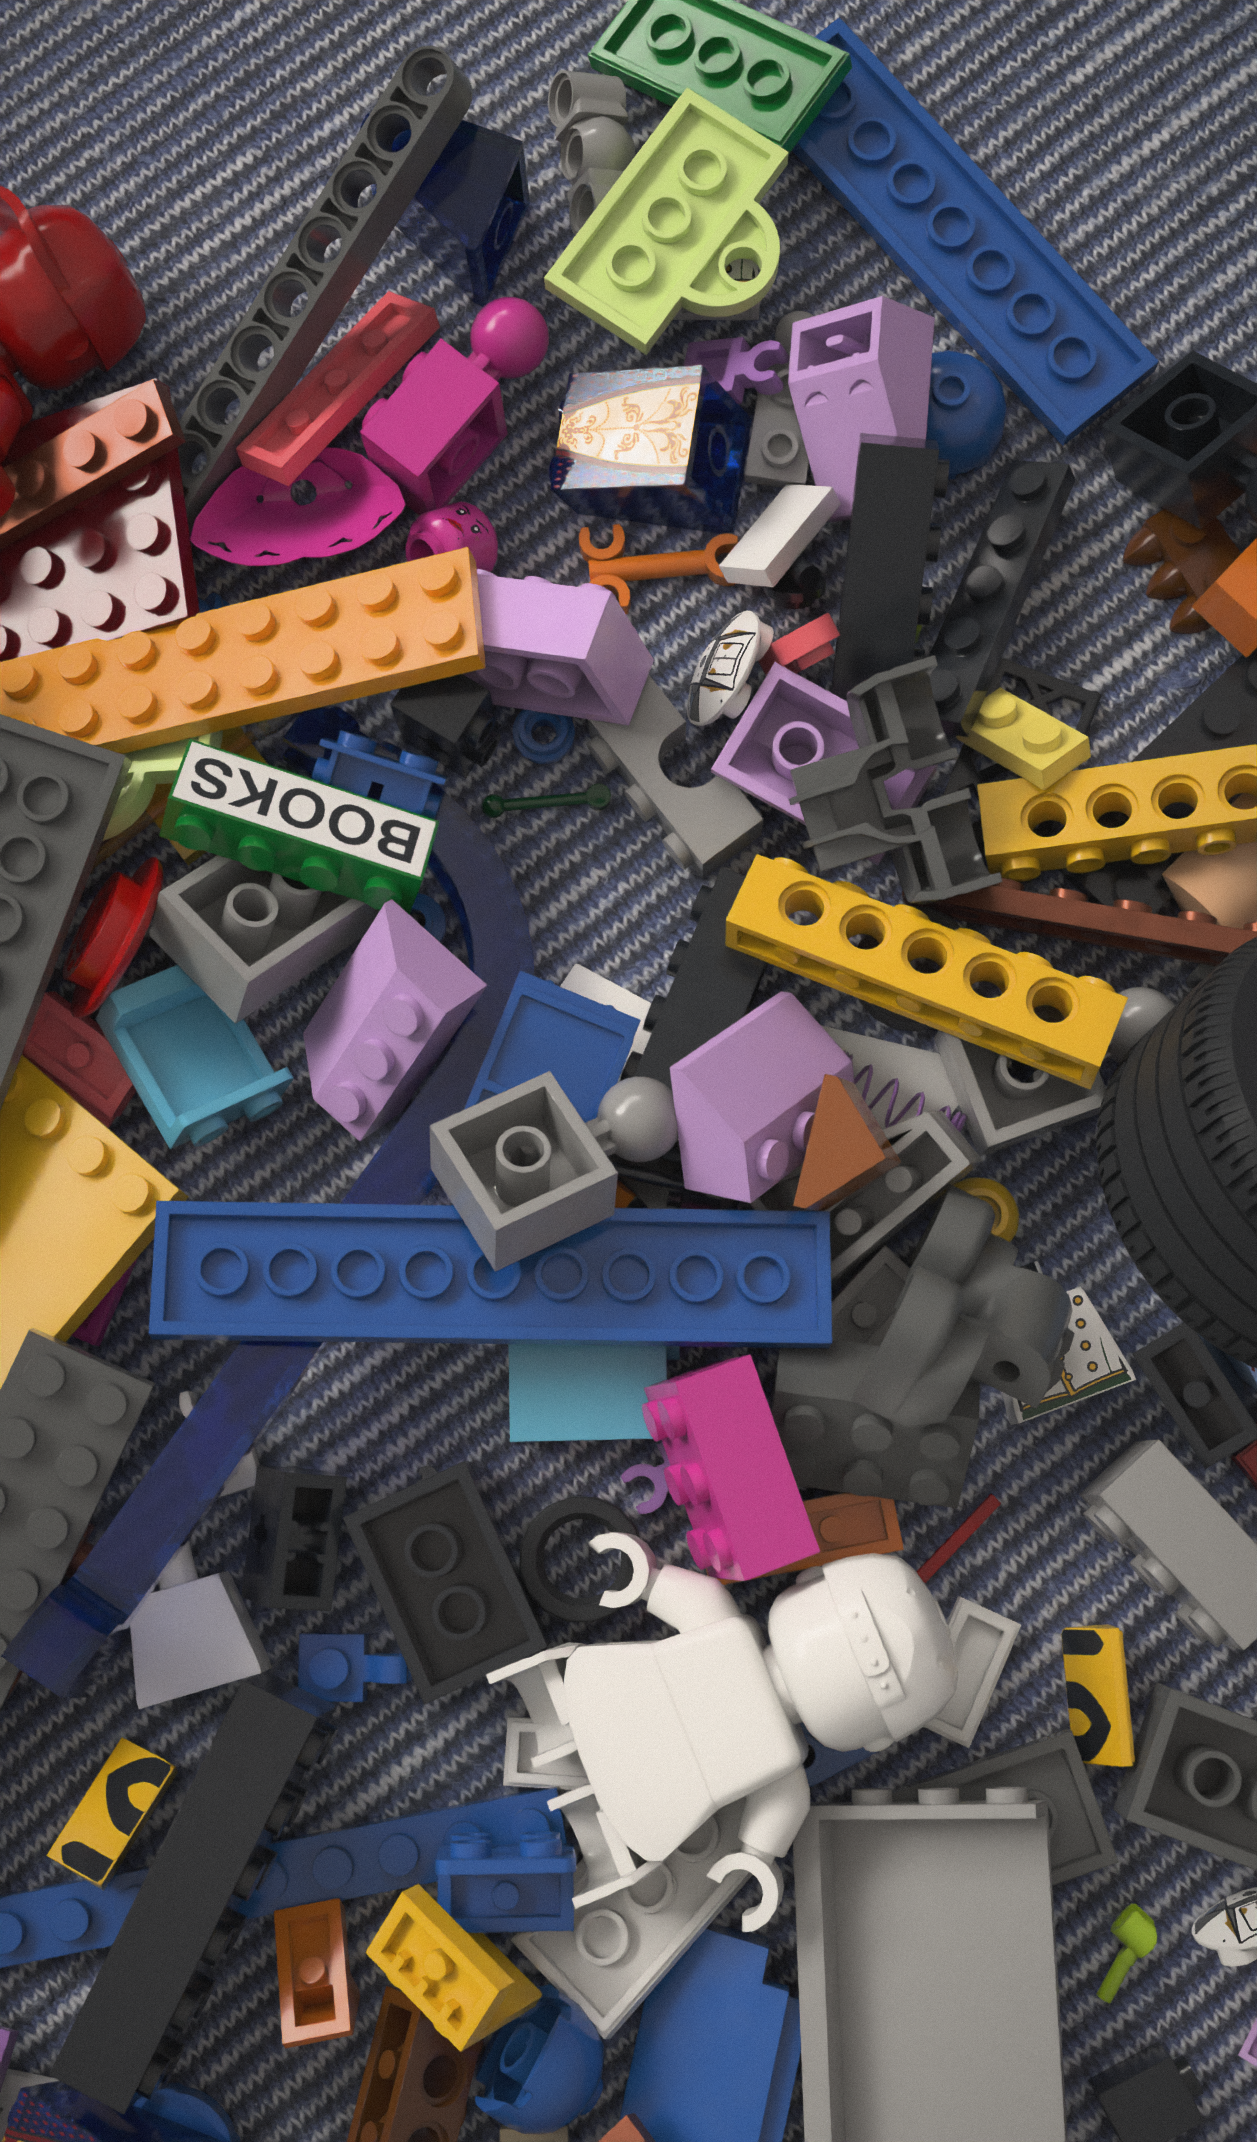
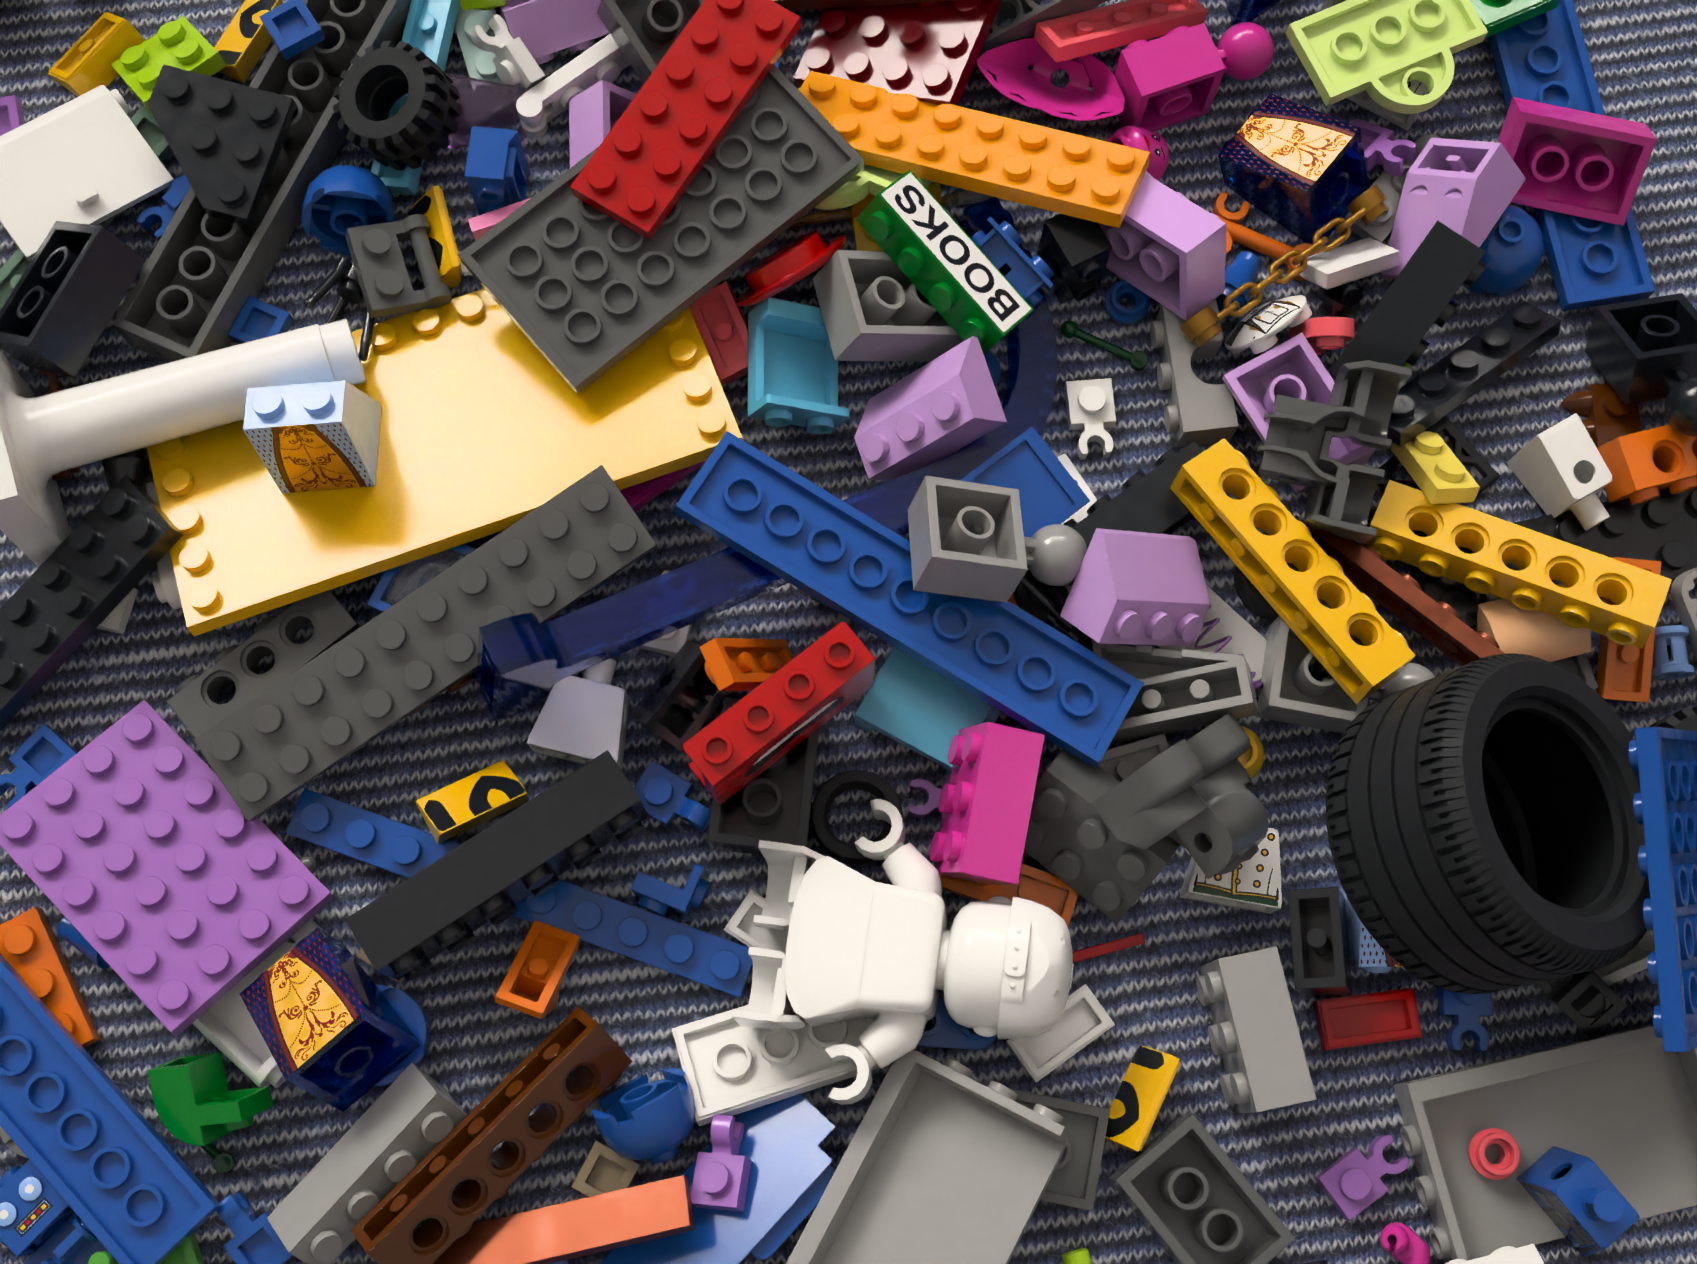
camera: 20 degrees right, 5 degrees down
(351, 1459) = (743, 662): none -> orange plate
(404, 1793) = (659, 896): none -> blue bracket
(420, 1518) = (780, 712): none -> red panel
(449, 1973) = (626, 1011): yellow bracket -> none
(507, 1884) = (692, 984): blue bracket -> none
(575, 892) = (1091, 409): none -> white plate
(653, 718) = (1205, 325): none -> pearl gold piece
(663, 635) = (1240, 271): none -> blue cone
(671, 2083) = (723, 1175): none -> medium lavender plate
(843, 1147) = (1175, 647): dark orange slope -> none
(977, 252) = (1576, 159): none -> dark pink slope
(1177, 654) = (1564, 472): none -> white torso

